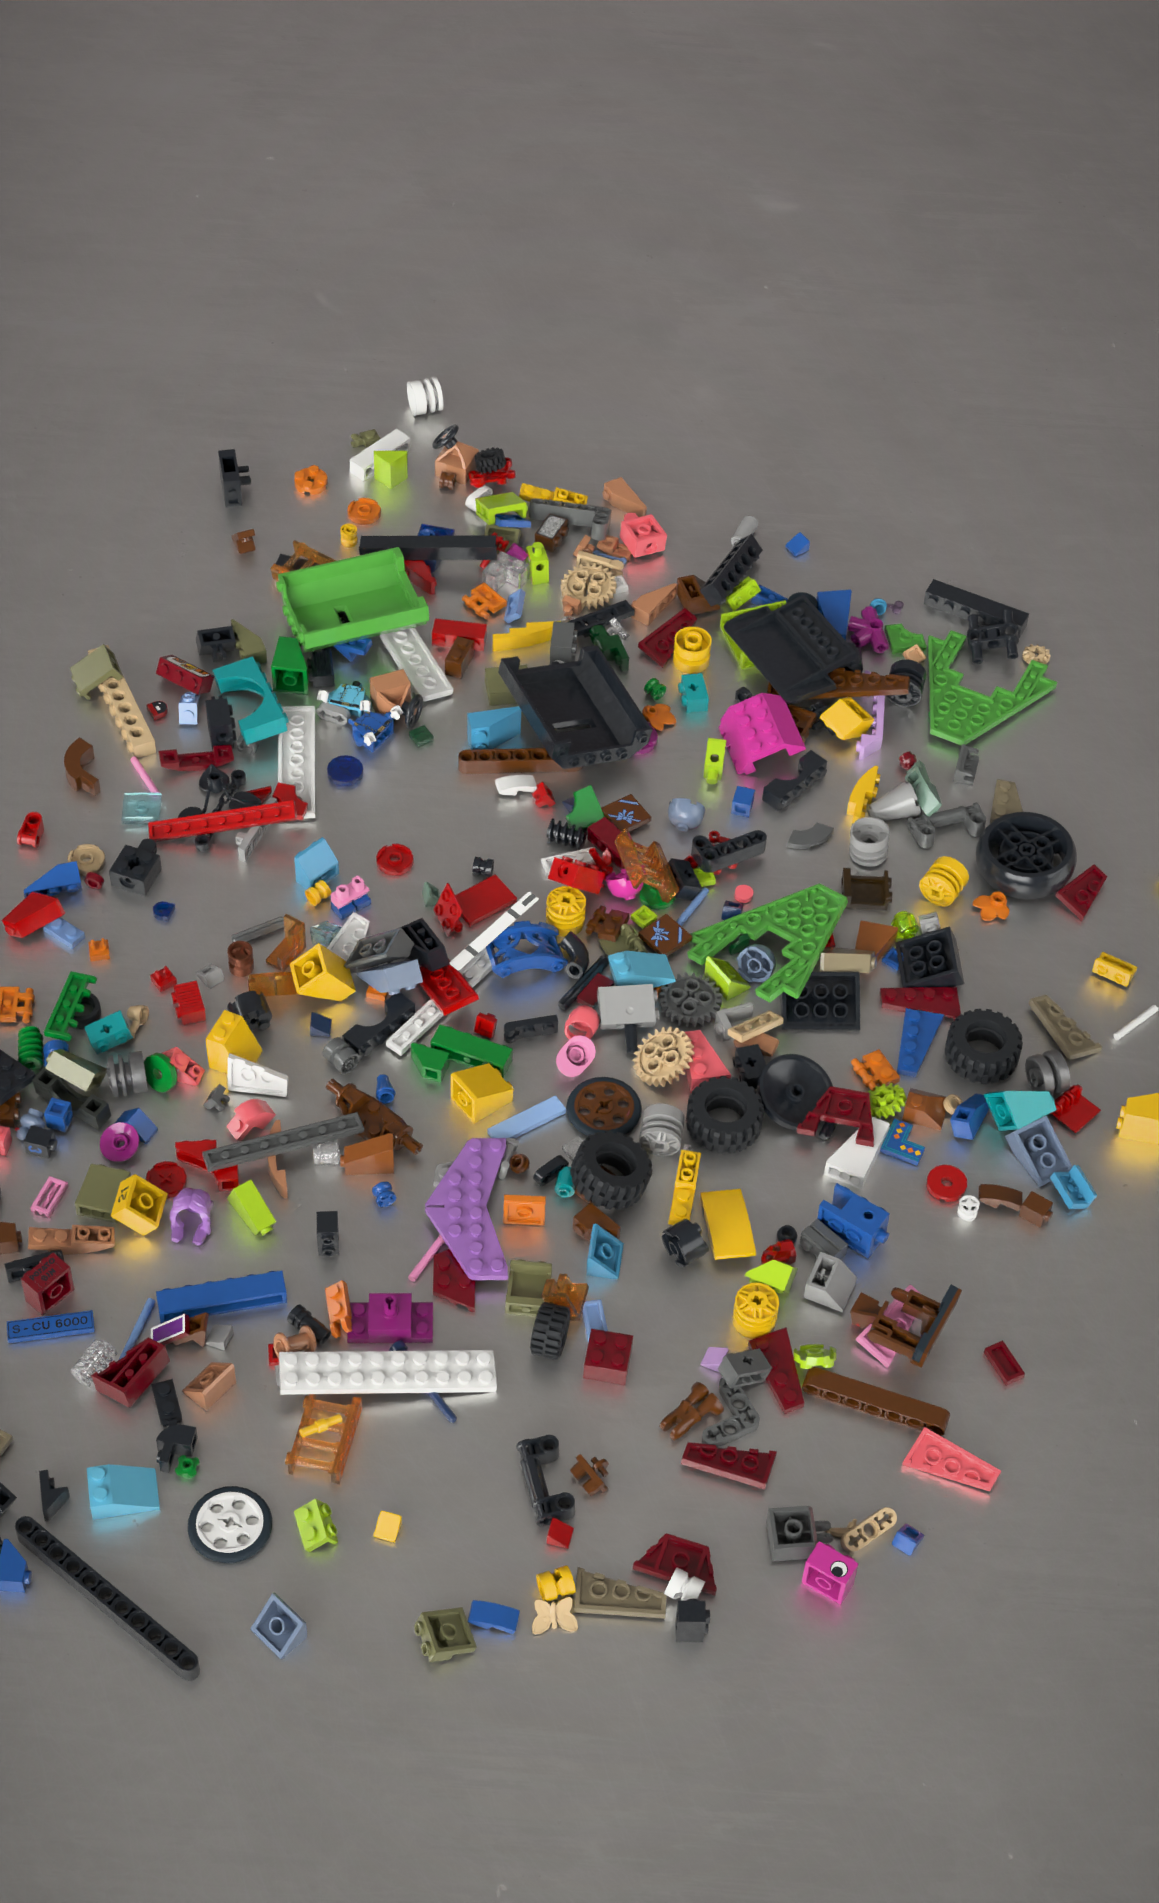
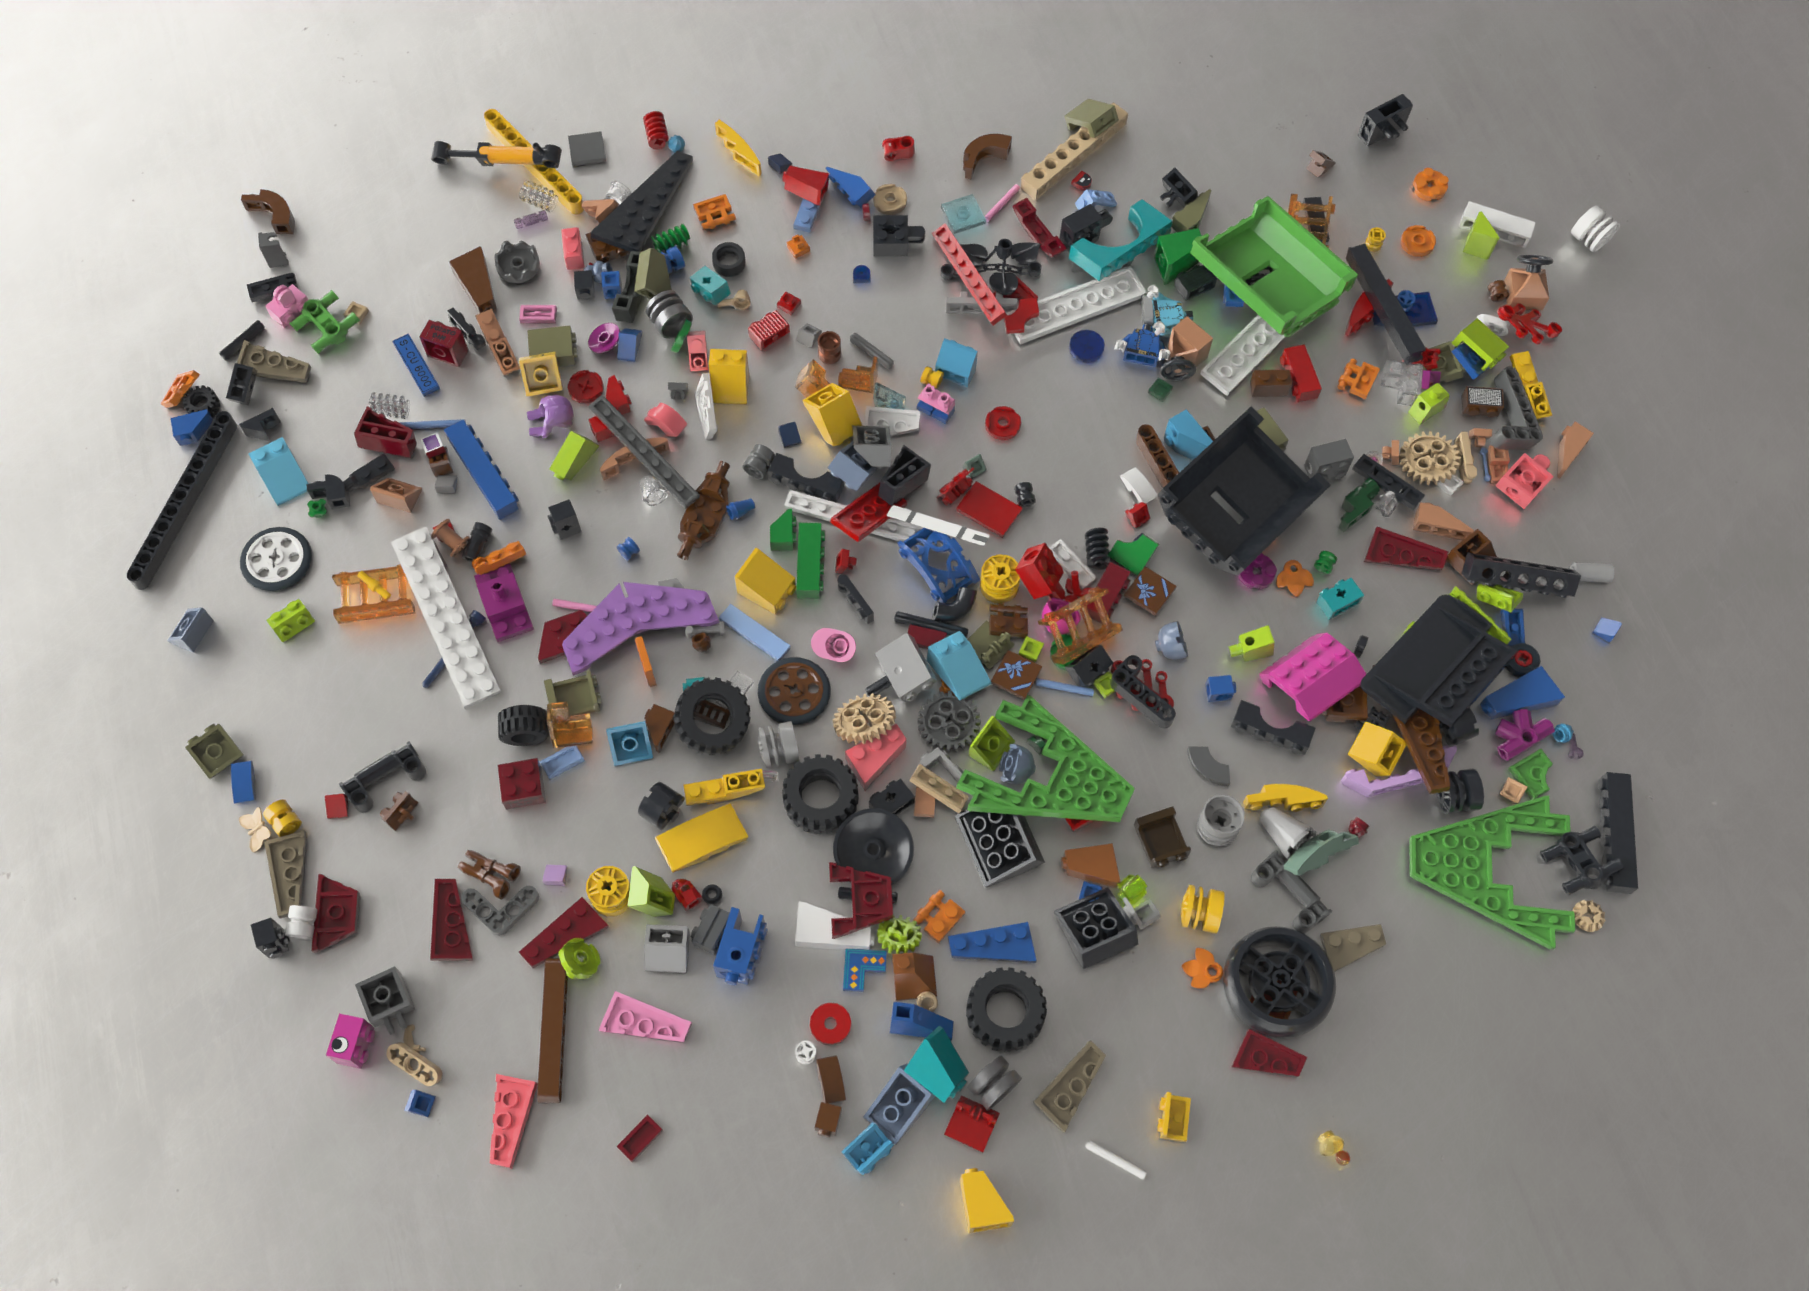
camera: 70 degrees right, 15 degrees up
(67, 1006) = (718, 244): green hinge -> none
(185, 674) = (1127, 182): dark red brick -> none
(253, 1009) = (772, 376): black brick -> none
(365, 438) = (1512, 206): olive plate -> none
(369, 1156) = (659, 523): dark orange slope -> none
(388, 1526) = (305, 672): yellow slope -> none
(490, 460) = (1541, 313): black tyre -> none
(514, 606) = (1371, 404): medium blue plate -> none
(523, 637) = (1330, 428): yellow slope -> none
(550, 1170) = (703, 669): black beam -> none
(584, 1019) = (877, 635): coral helmet -> none
(692, 650) = (1392, 576): yellow wheel -> none
(731, 909) = (1079, 724): dark blue slope -> none
(743, 893) = (1105, 727): coral tile -> none
(744, 1368) = (546, 912): dark grey brick -> none
(847, 960) = (1049, 843): dark tan slope -> none
(887, 1333) = (606, 1043): reddish brown container -> none
(929, 999) = (1048, 939): dark red wing -> none
(966, 765) = (1383, 887): dark grey hinge -> none

